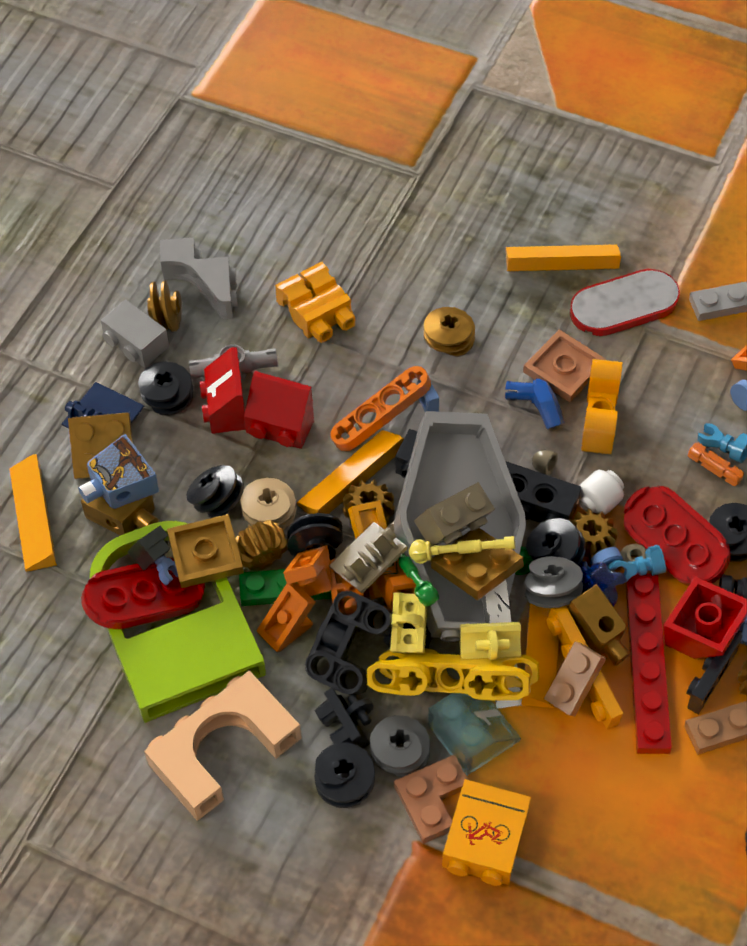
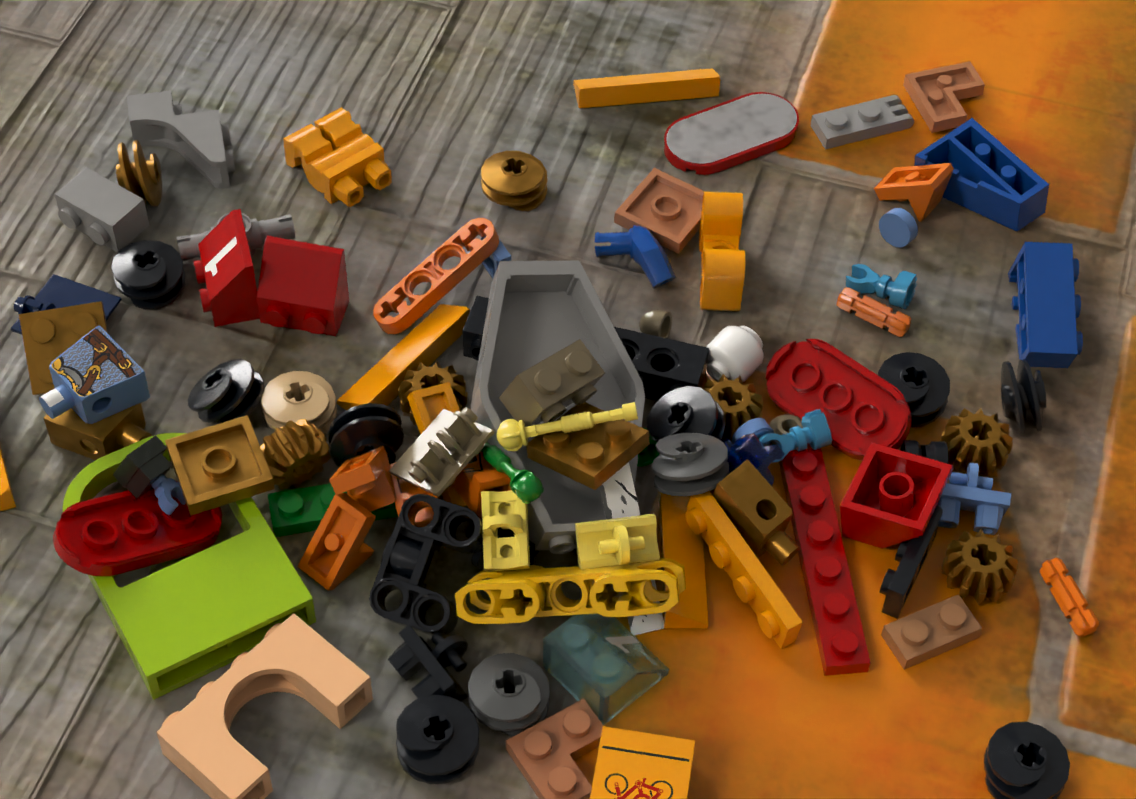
camera: 10 degrees left, 5 degrees down
(575, 678) = (733, 583): medium nougat plate -> none

